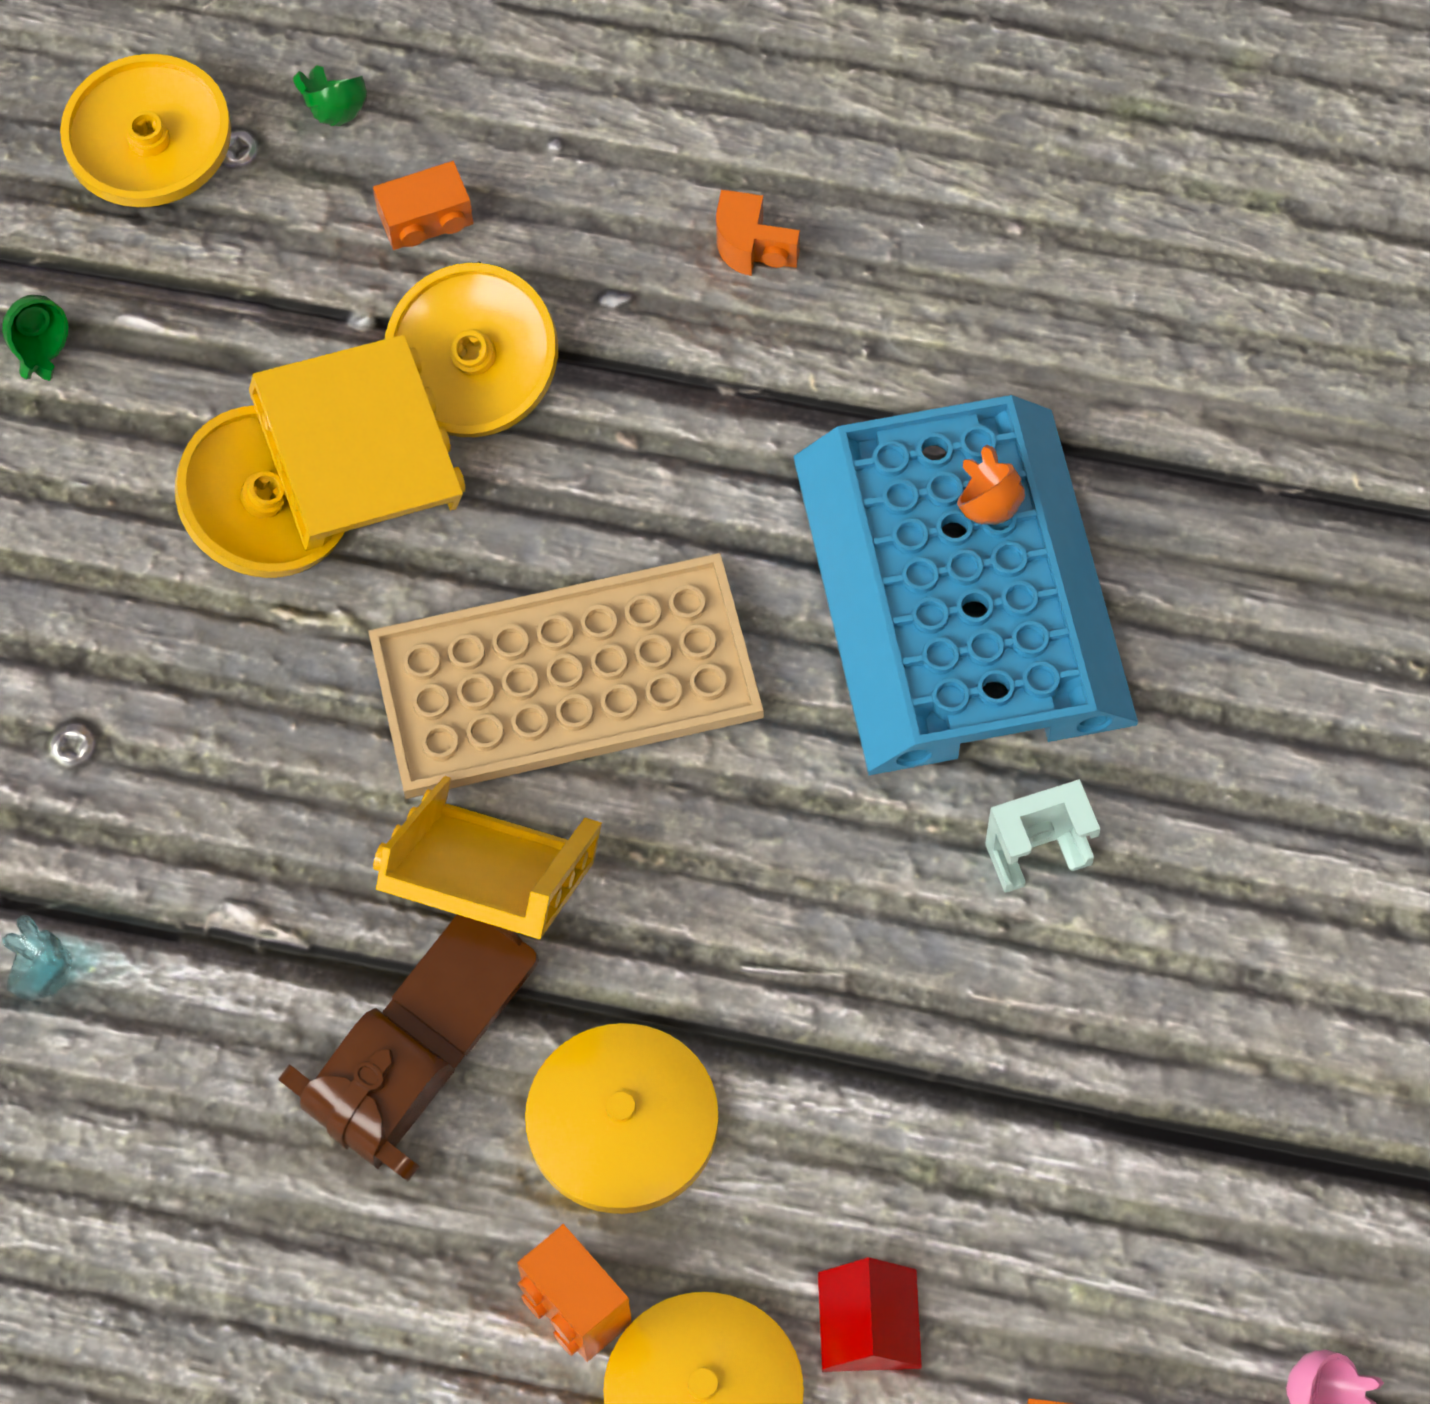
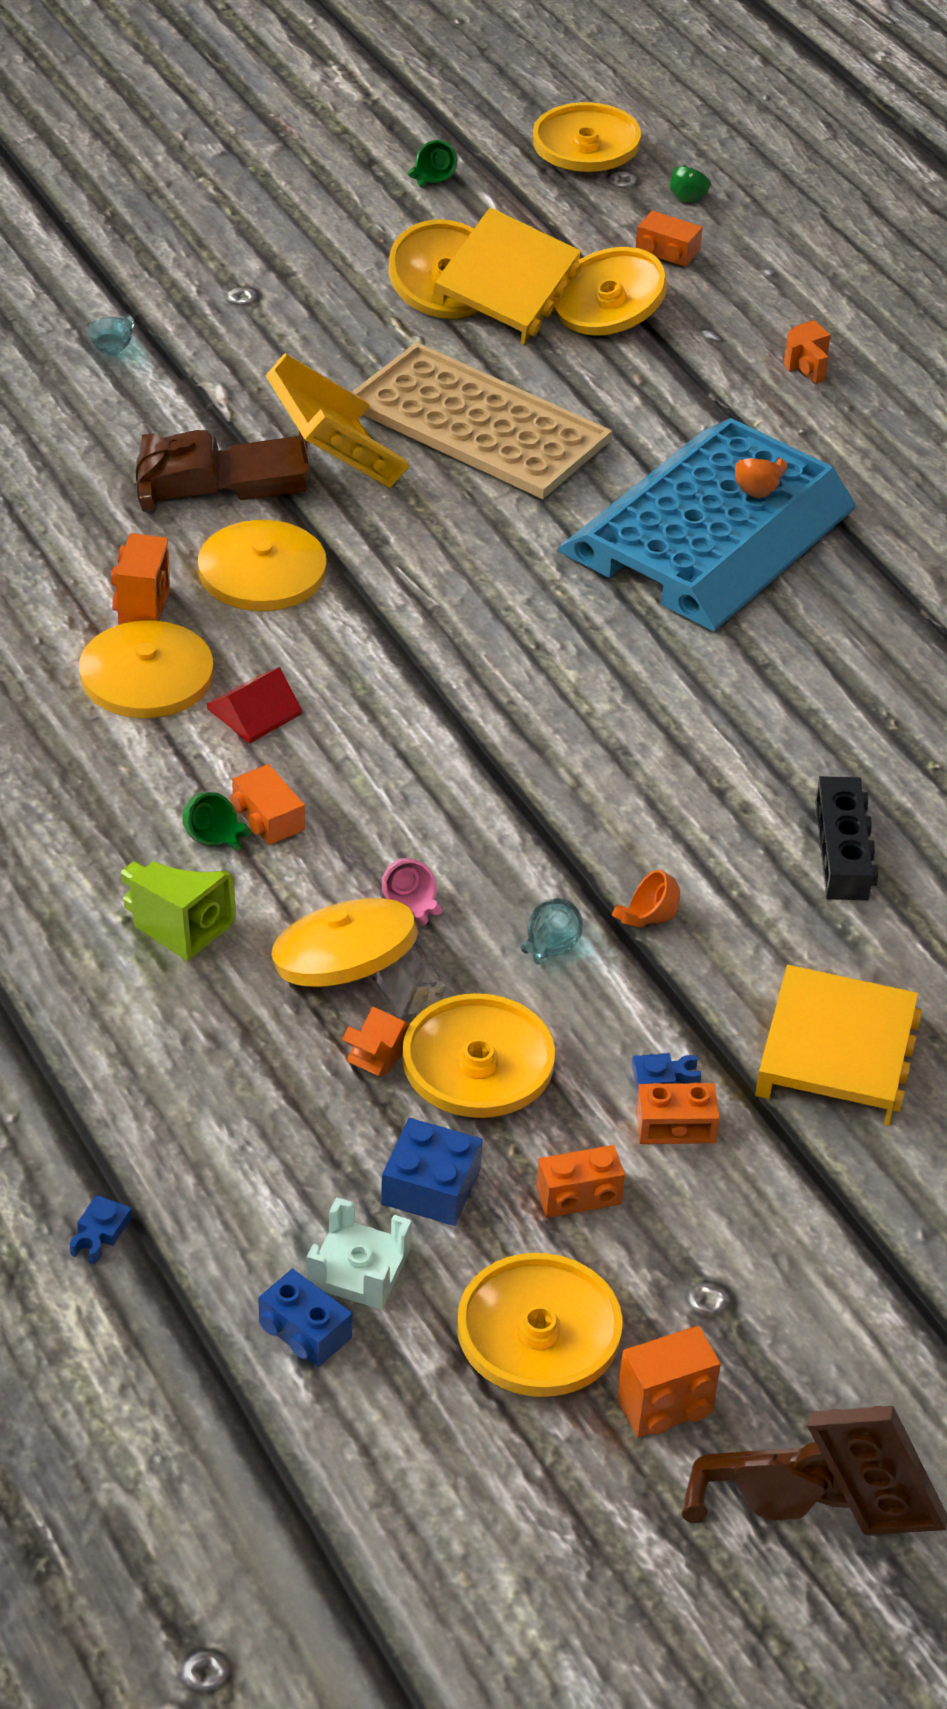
camera: 45 degrees right, 20 degrees down
(1036, 819) = (598, 607): light aqua panel -> none

